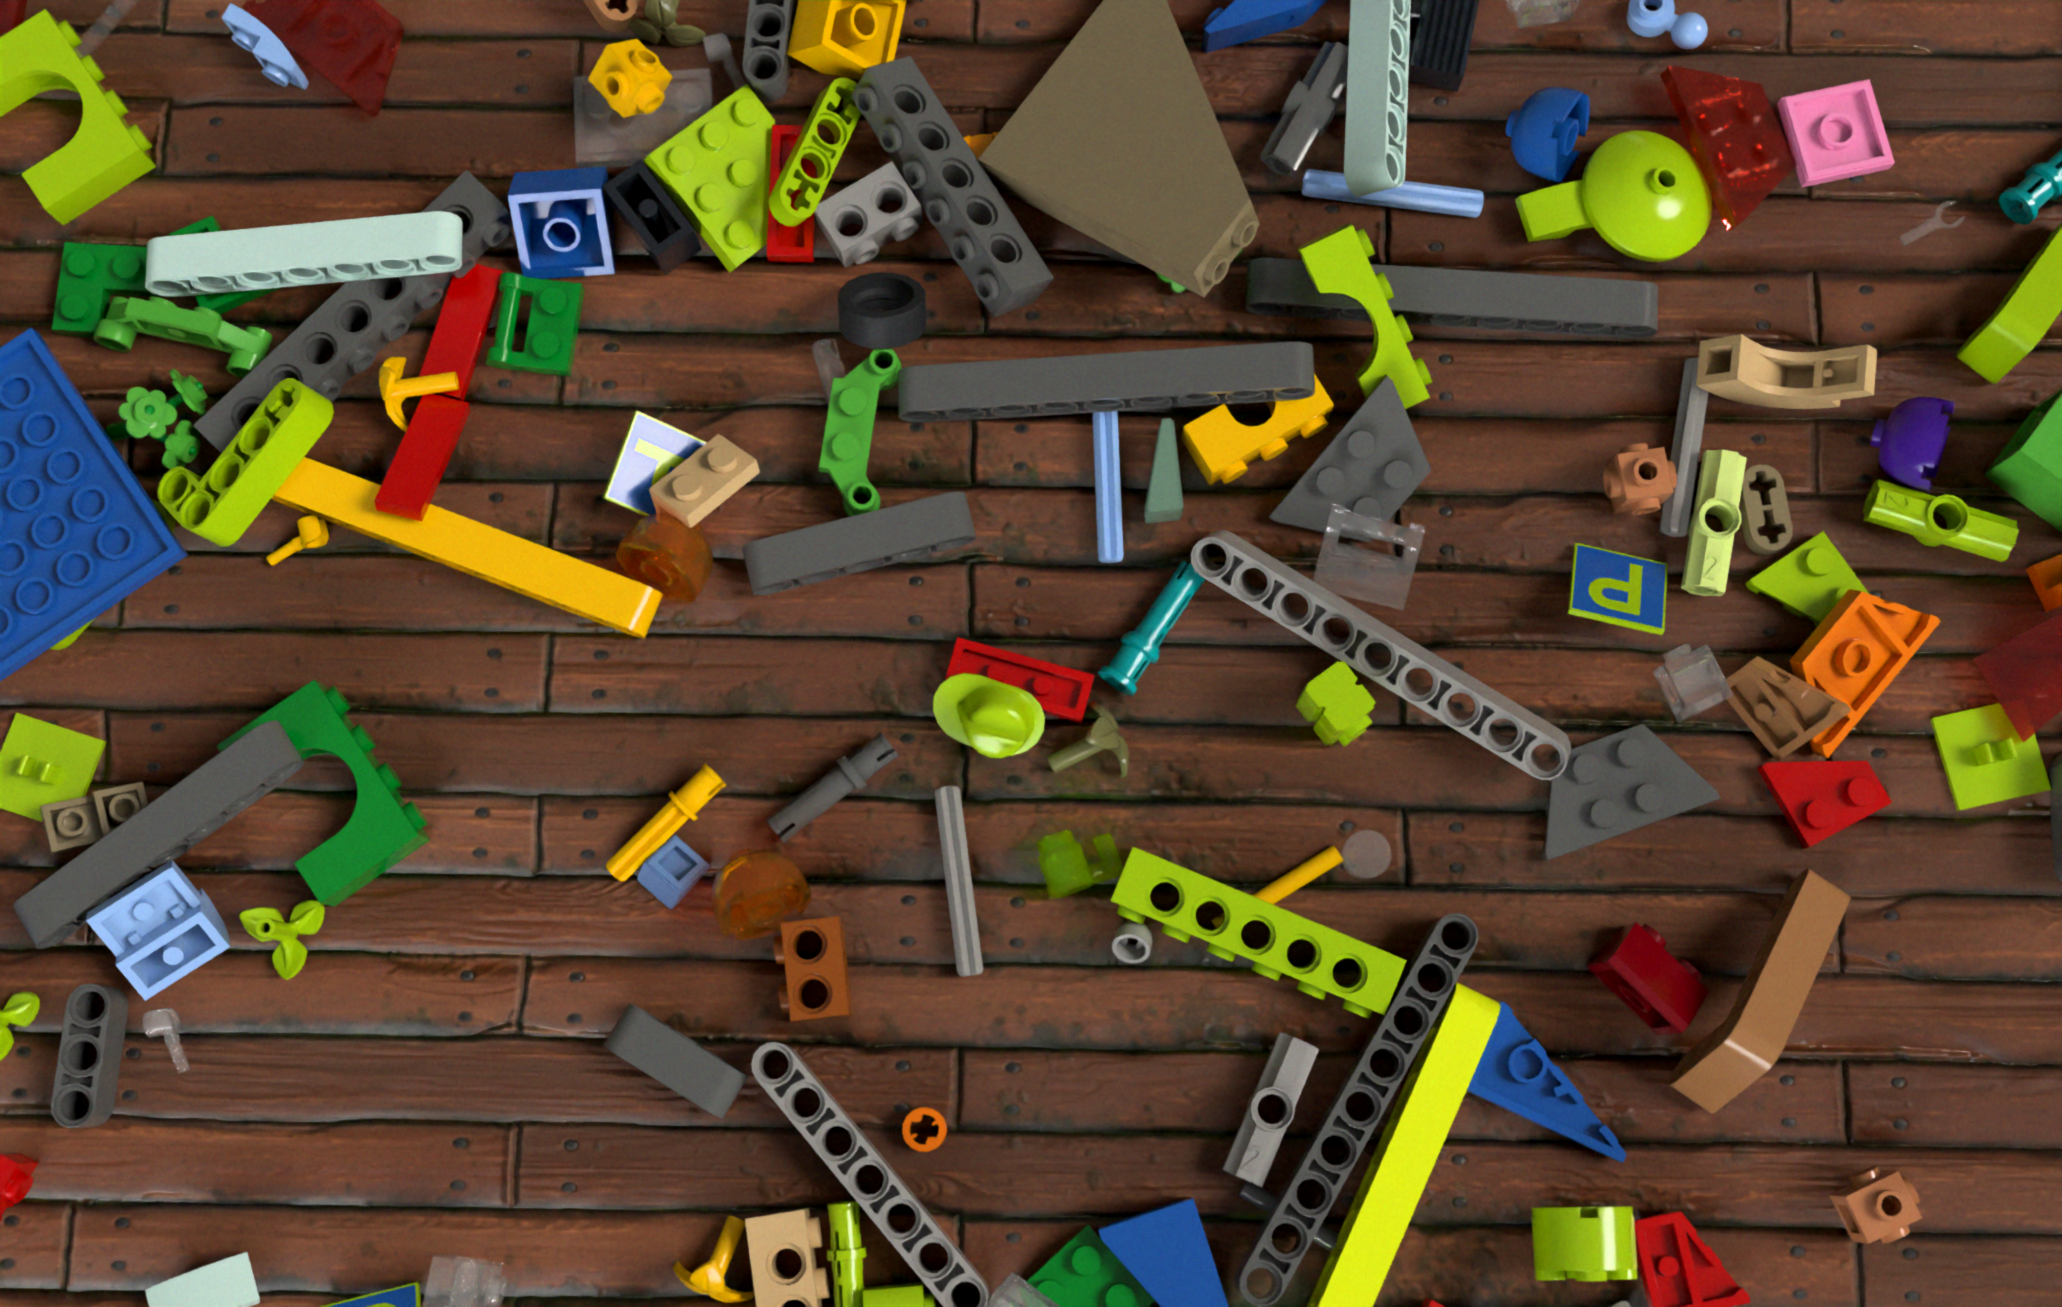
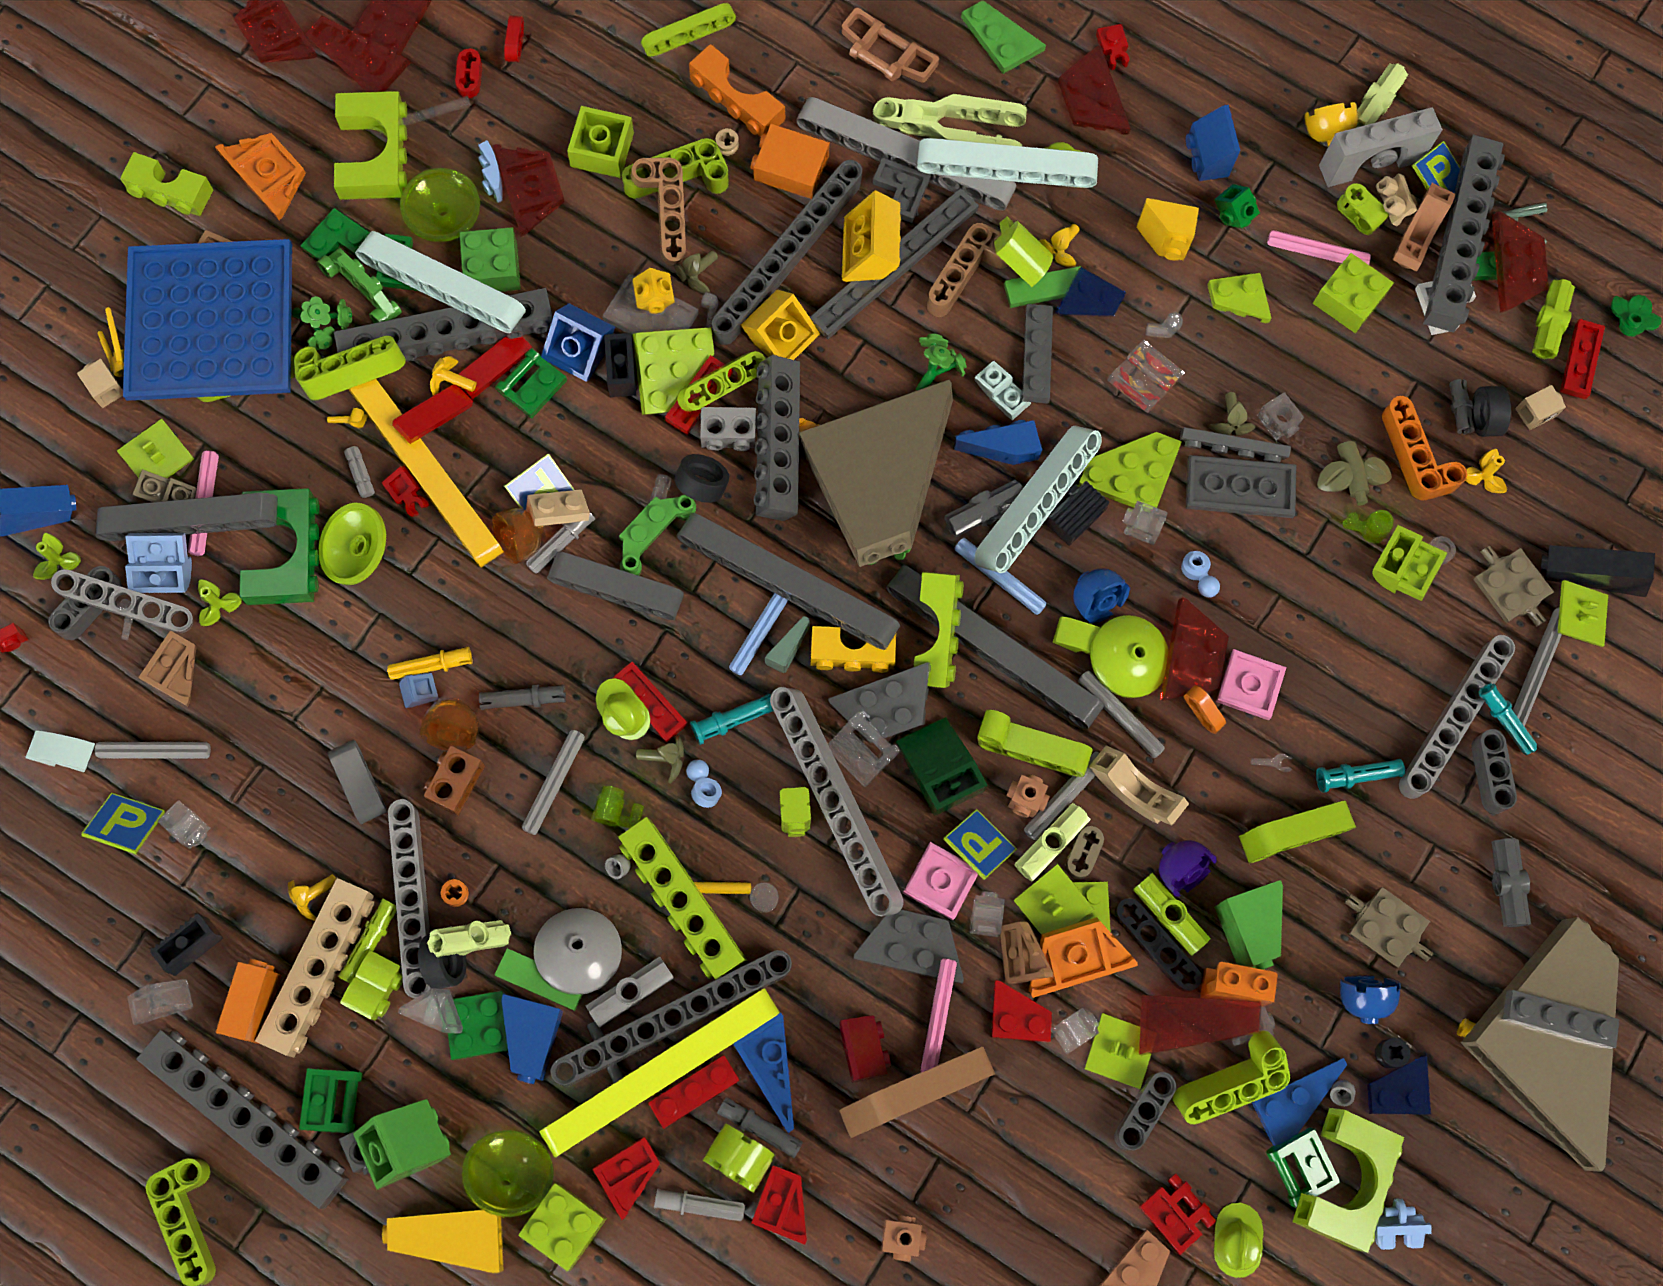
camera: 25 degrees right, 5 degrees down
(122, 1020) = (110, 594): none -> light grey beam
(156, 781) = (204, 490): none -> bright pink axle
(210, 122) = (438, 192): none -> clear neon green dish
(287, 1069) = (172, 668): none -> medium nougat wing
(339, 1206) = (152, 750): none -> light grey axle
(354, 173) = (491, 258): none -> bright green brick
(369, 609) = (359, 472): none -> light grey axle
(418, 725) = (352, 544): none -> lime dish
(453, 592) = (403, 488): none -> red plate
(732, 538) = (557, 544): none -> light grey axle
(977, 1238) = (440, 971): none -> black tyre
(998, 1183) = (469, 938): none -> yellowish green piece
(1130, 1172) = (524, 973): none -> bright green tile
(1150, 1132) = (581, 969): none -> light grey dish
(1186, 755) = (706, 790): none -> light blue plate
(1451, 1190) = (693, 1092): none -> red plate
(1493, 512) = (941, 766): none -> dark green slope
(1562, 1181) = (761, 1128): none -> dark grey pin
(1597, 675) = (941, 881): none -> bright pink plate
(1602, 404) = (1032, 746): none -> lime beam
(1689, 285) = (1122, 715): none -> light grey axle
(1719, 865) = (938, 1014): none -> bright pink axle
(1771, 607) = (1053, 902): none -> lime piece
(1800, 206) = (1205, 709): none -> orange beam
(1917, 765) = (1075, 1030): none -> clear brick
(1945, 579) = (1161, 941): none -> black beam

